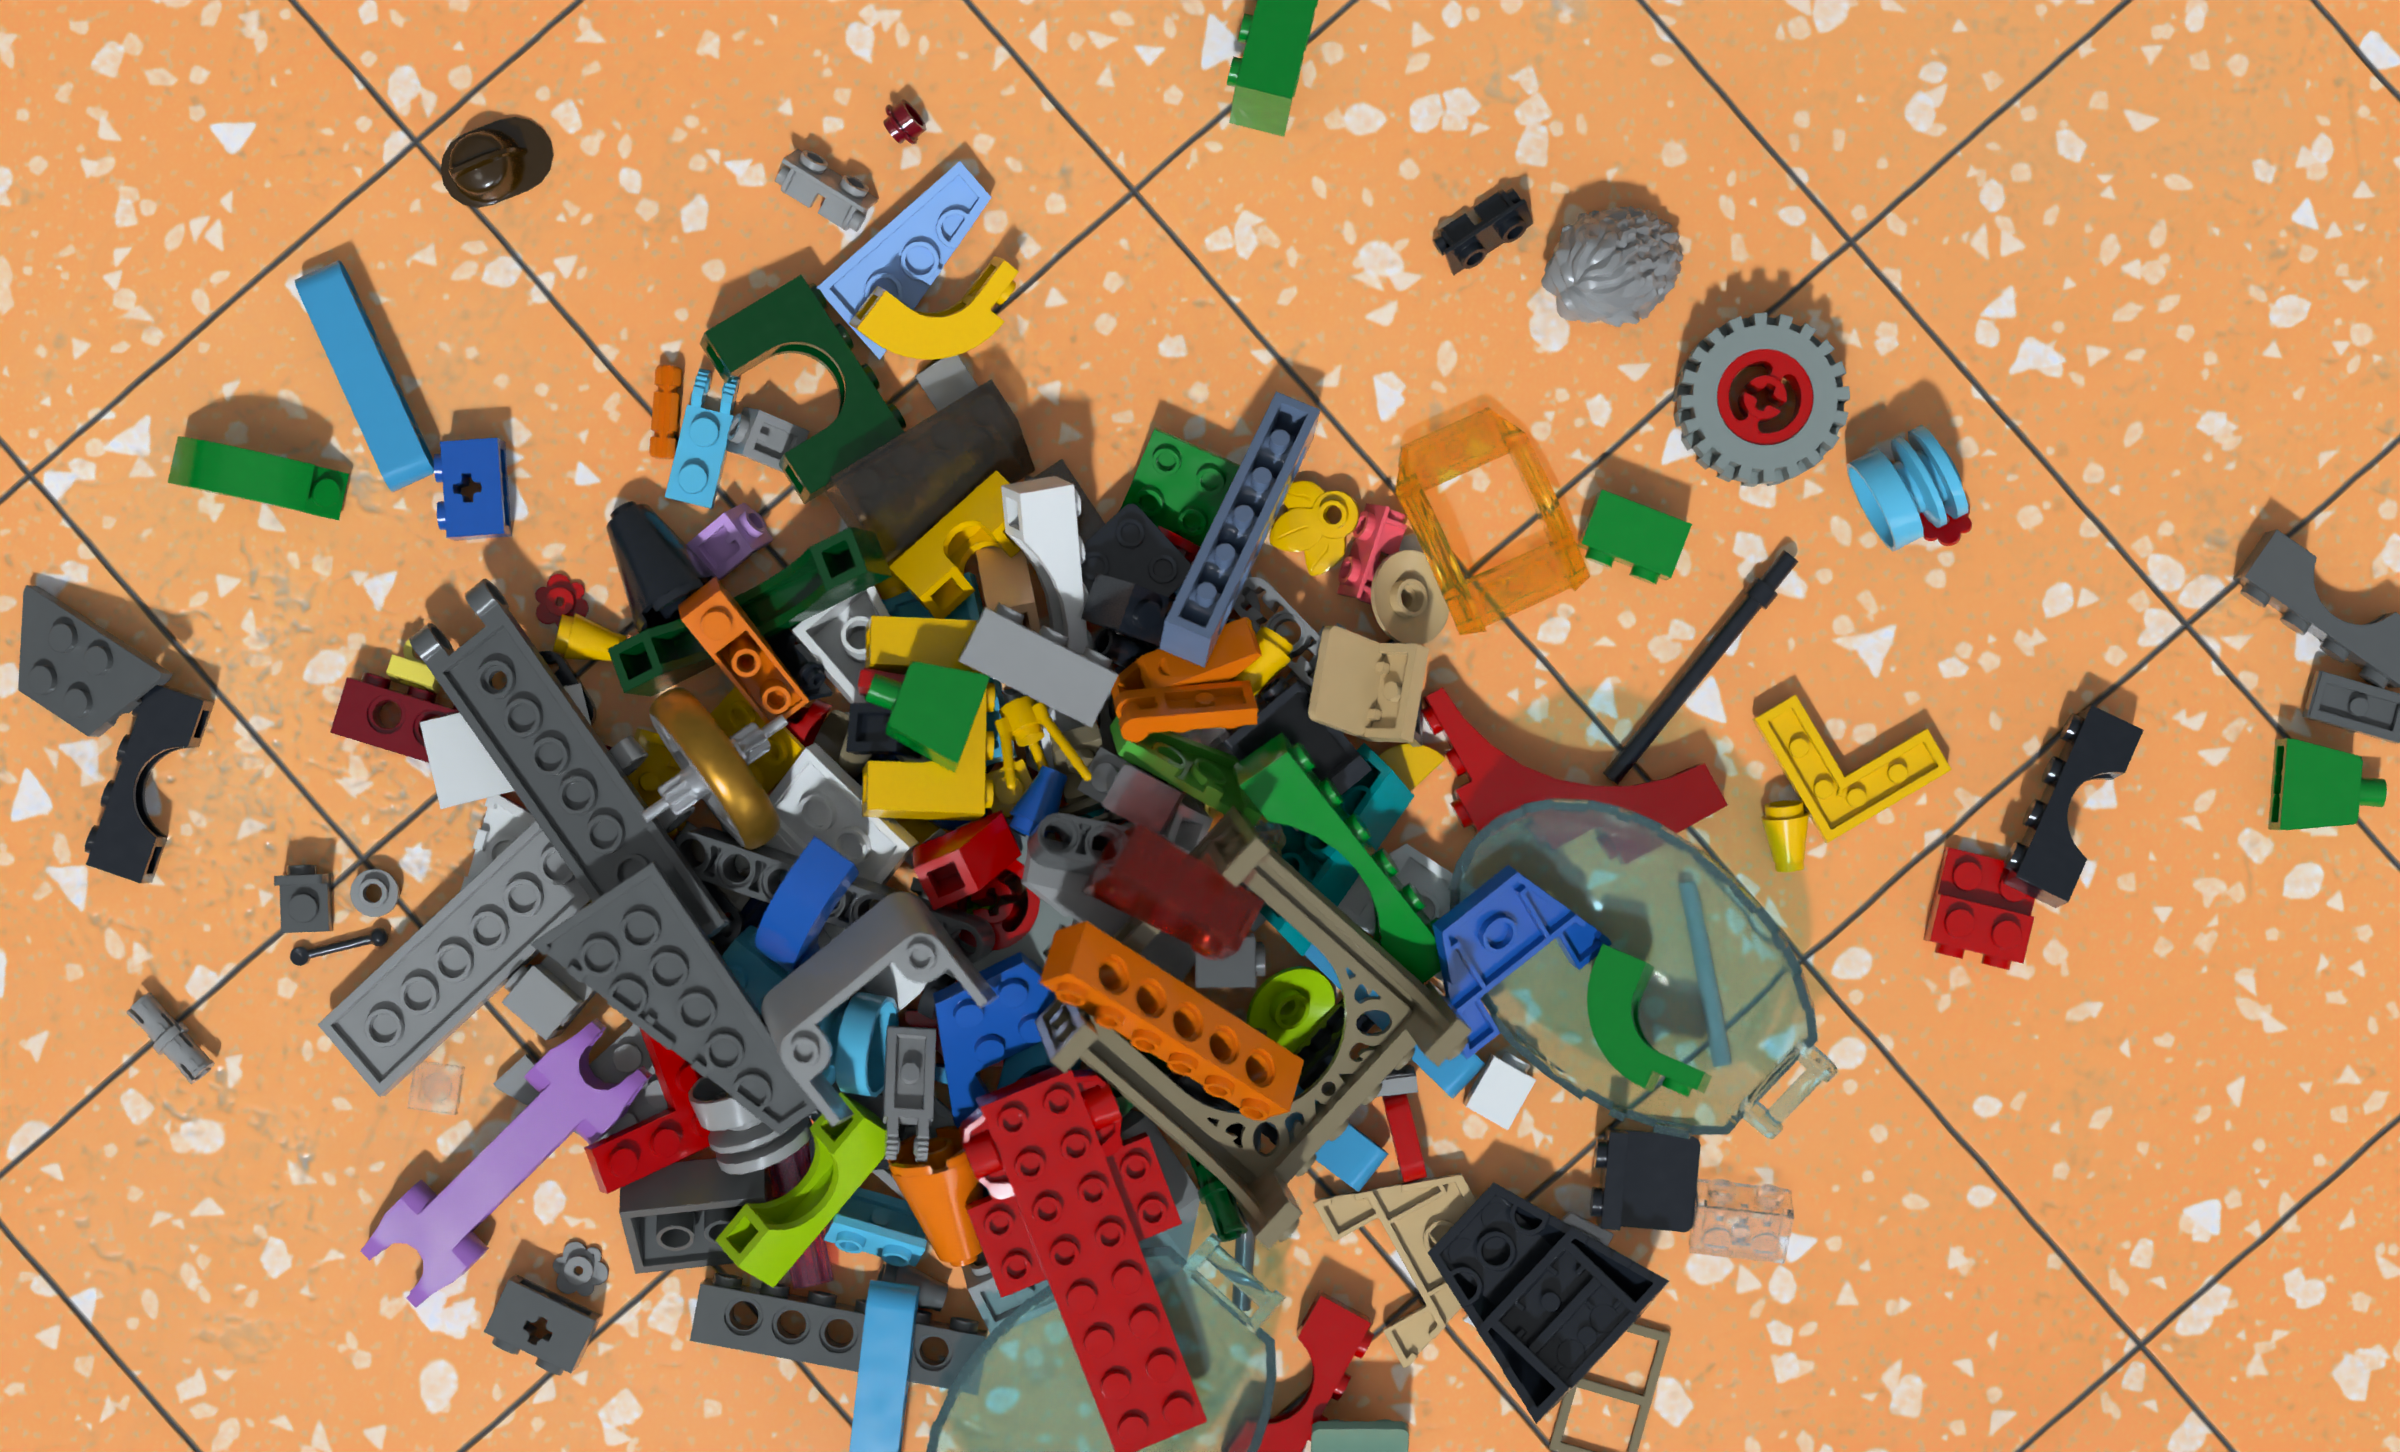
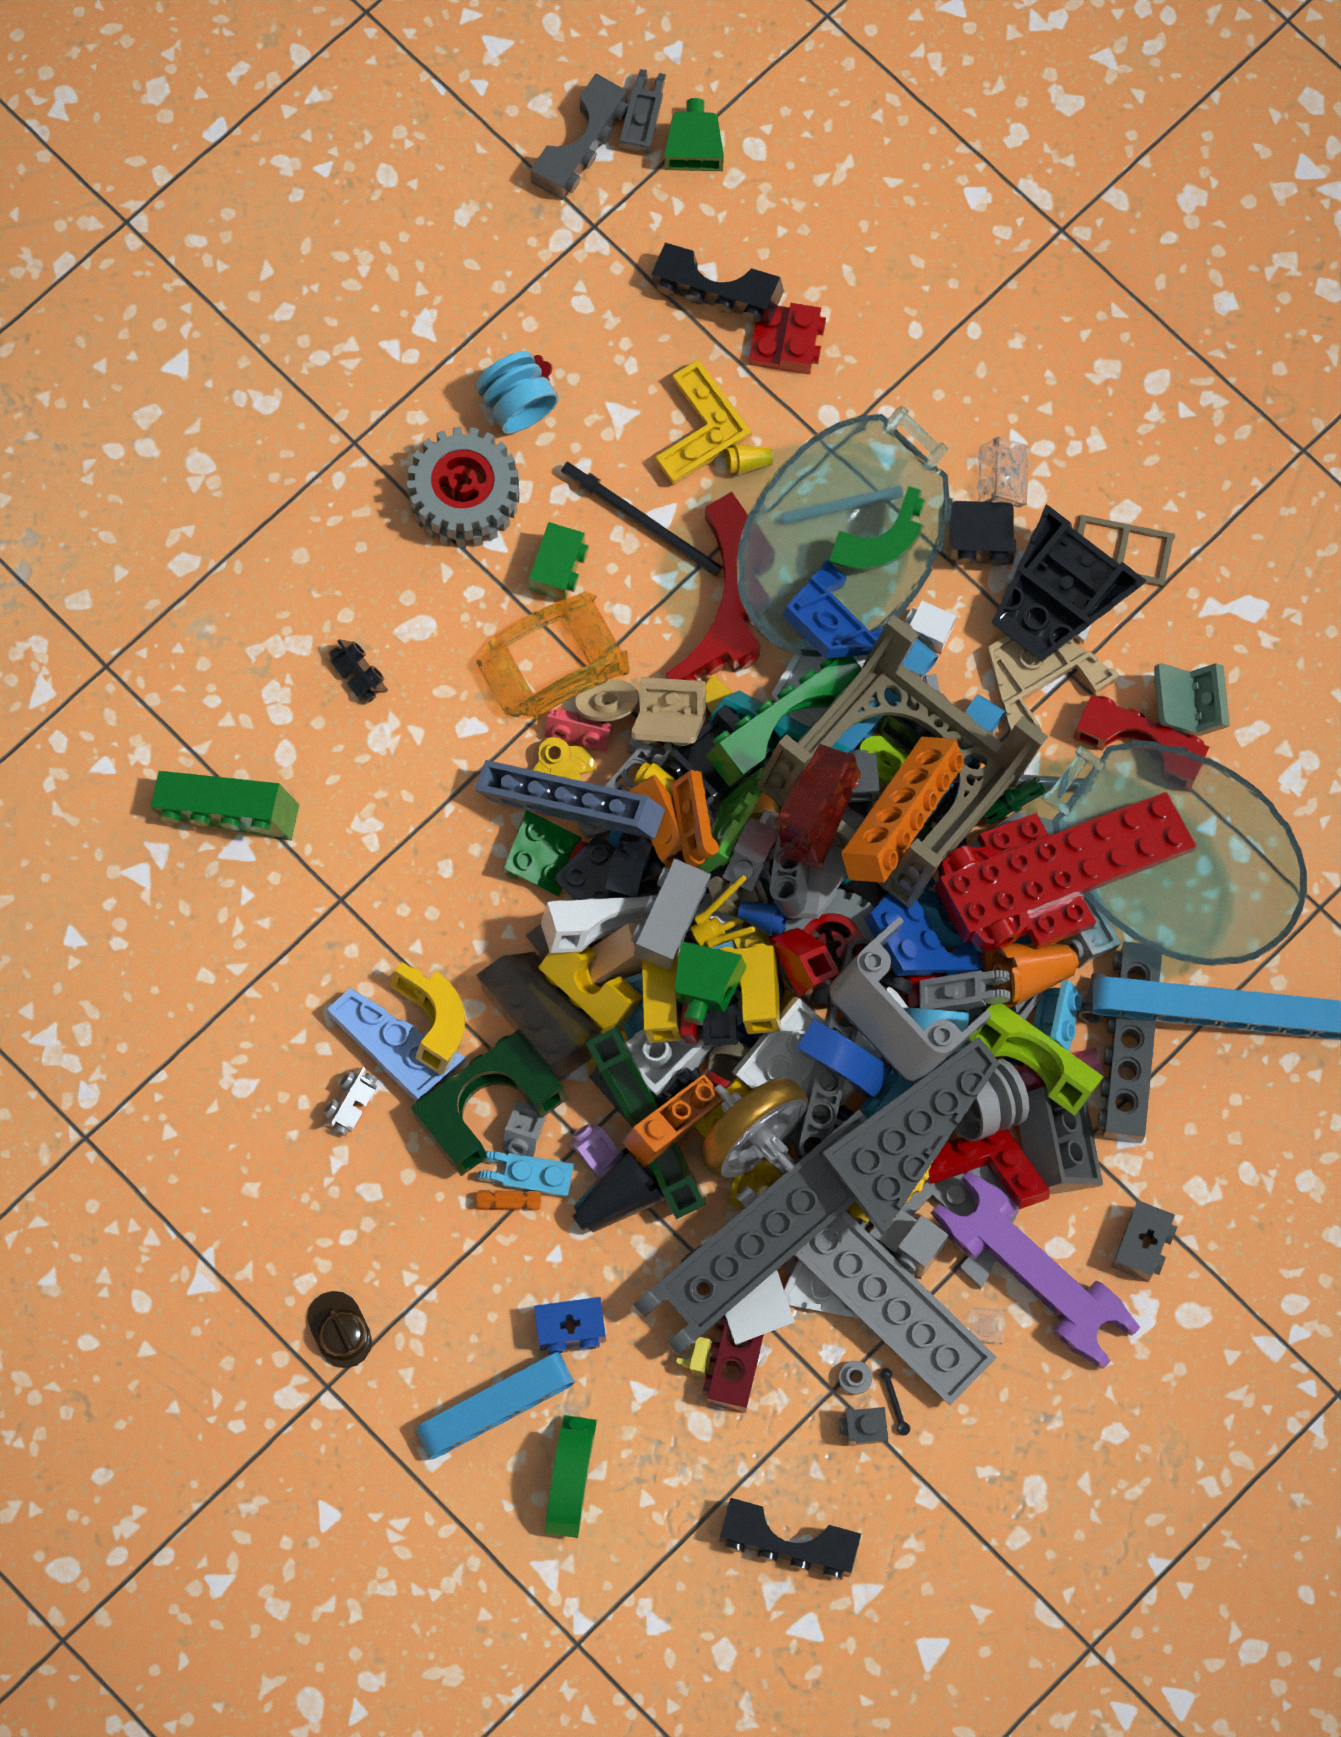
camera: 90 degrees left, 15 degrees down
(79, 666) = (712, 1590): dark grey wing -> none
(170, 1038) = (968, 1512): light grey pin -> none
(560, 587) = (641, 1274): red plant -> none
(584, 639) = (670, 1242): yellow cone -> none
(593, 1270) = (1102, 1232): light grey plant -> none
(904, 122) = (301, 1051): dark red plate -> none
(946, 381) = (480, 1012): light grey tile -> none
(1404, 1137) = (968, 684): red beam -> none
(1613, 266) = (379, 584): light grey hair -> none

